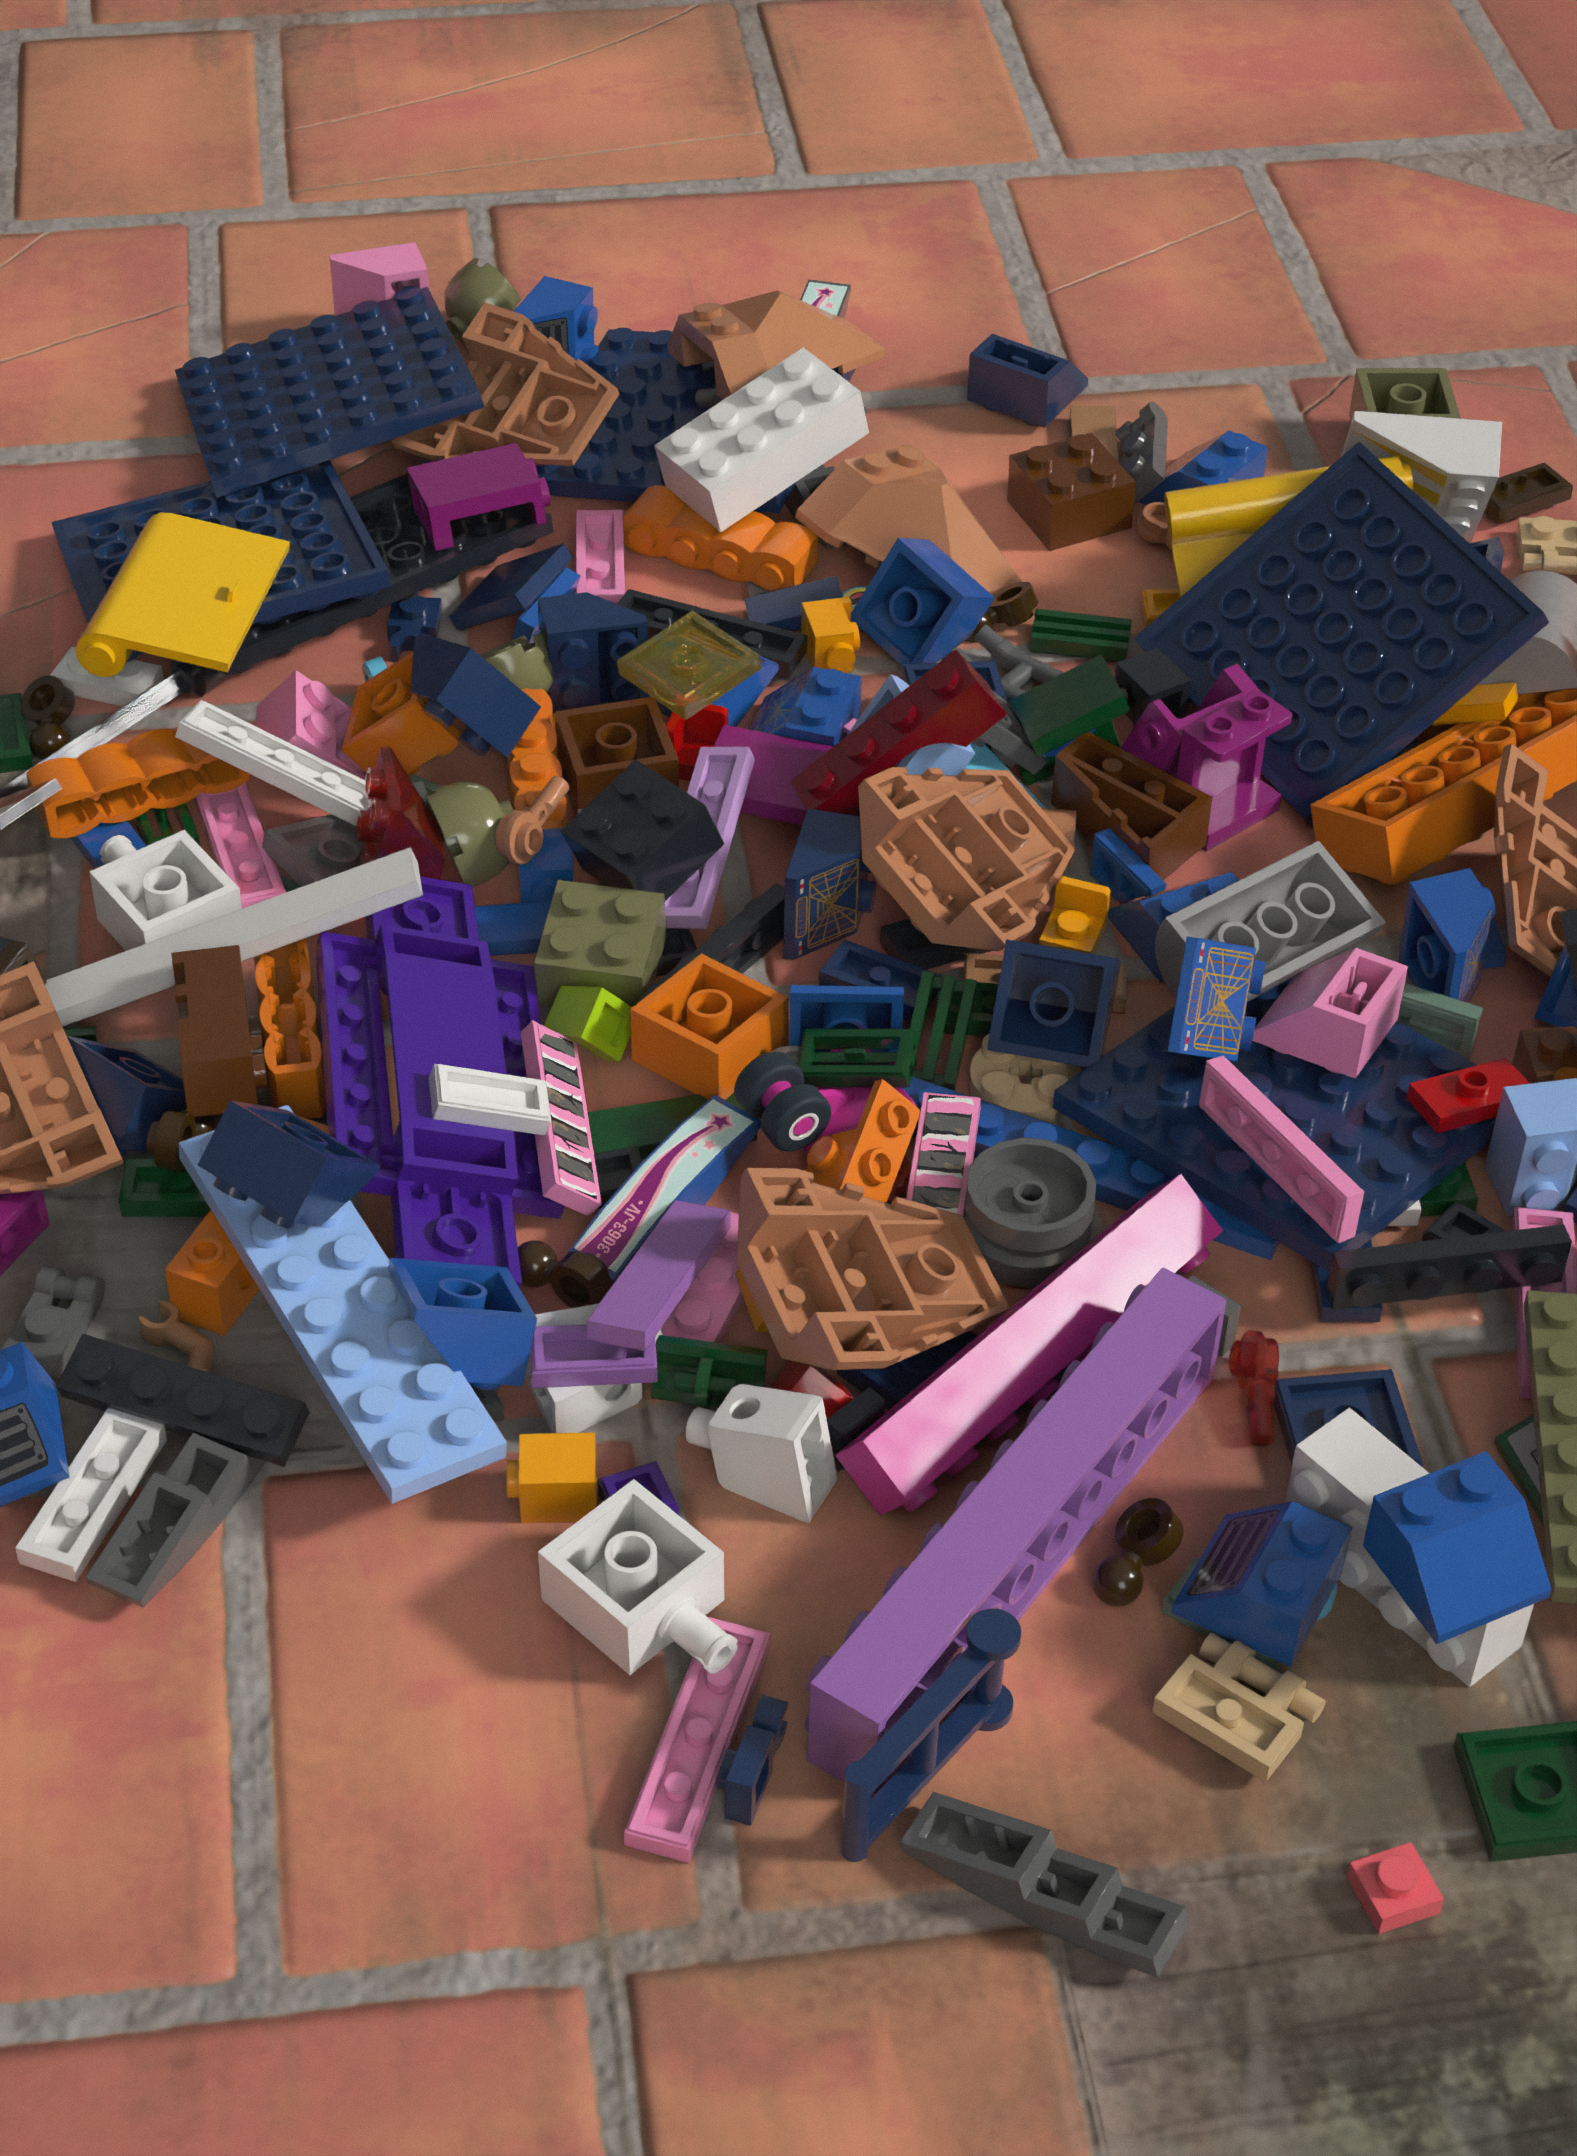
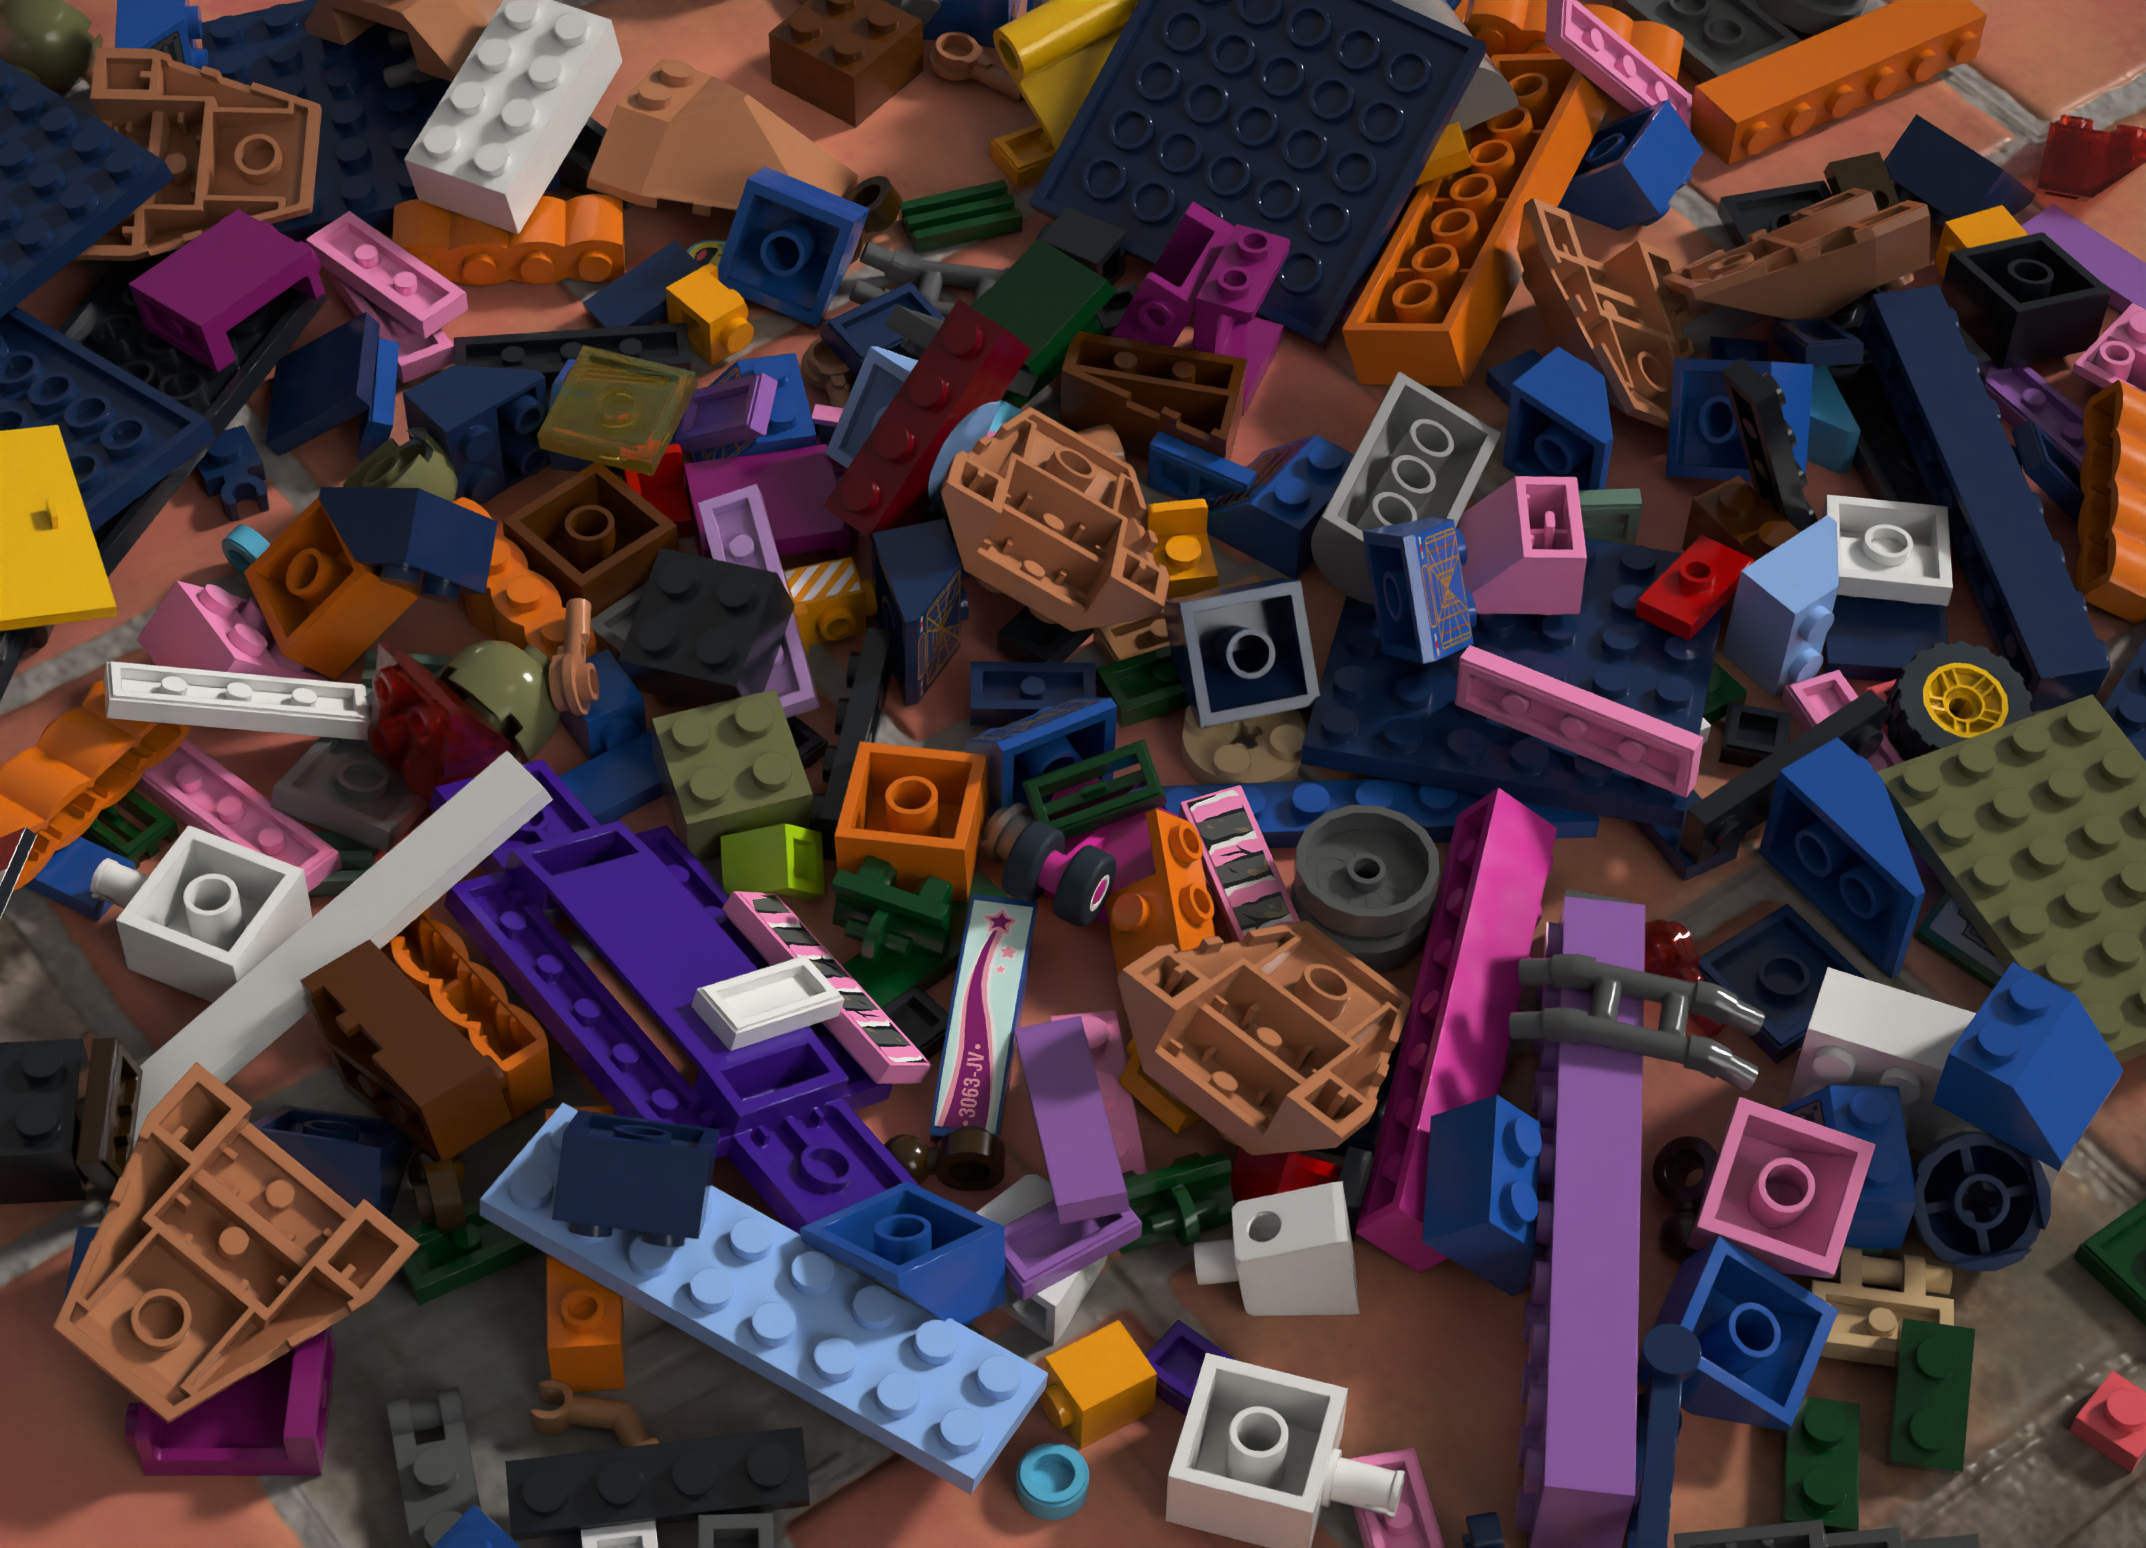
camera: 30 degrees left, 5 degrees up
(478, 1533) = (1052, 1481): none -> medium azure tile
(606, 528) = (388, 275): none -> bright pink plate
(640, 1089) = (889, 916): none -> dark green hips
(759, 857) = (830, 600): none -> light orange brick
(779, 700) = (727, 413): none -> medium lavender tile
(942, 1451) = (1484, 1190): none -> blue slope
(948, 987) = (1126, 674): dark green tile -> none
(1089, 1666) = (1754, 1334): none -> blue slope
(1102, 1798) = (1822, 1465): none -> dark green plate
(1163, 1405) = (1602, 1028): none -> dark grey piece
(1186, 1560) = (1783, 1190): none -> bright pink slope
(1227, 1786) = (1930, 1397): none -> dark green plate
(1368, 1651) = (1979, 1201): none -> dark blue cylinder
(1453, 1331) = (1845, 850): none -> blue slope

